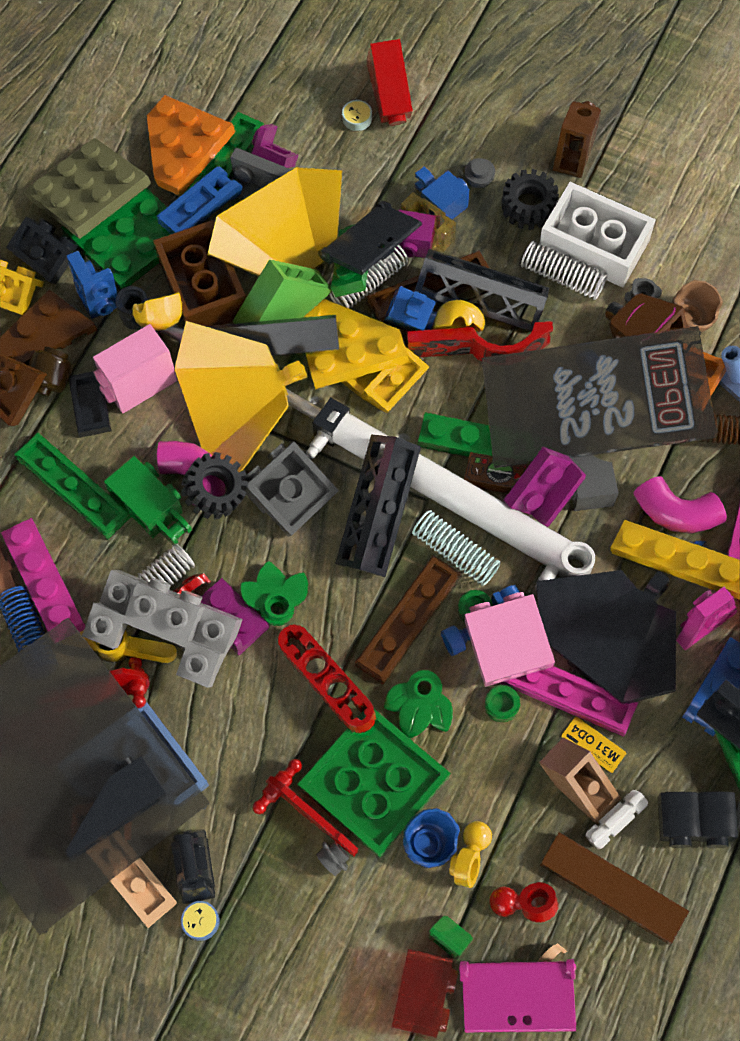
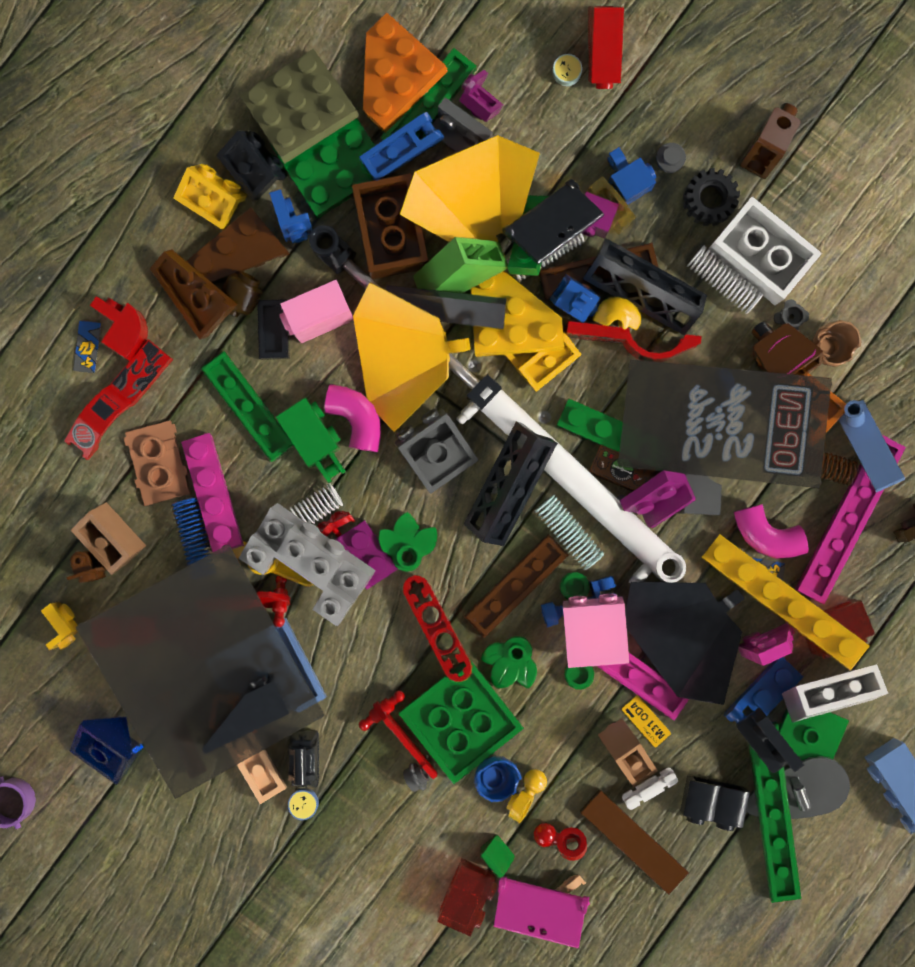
camera: 10 degrees right, 20 degrees up
(159, 312) = (345, 265): yellow hair -> none
(223, 470) = (353, 440): black tyre -> none

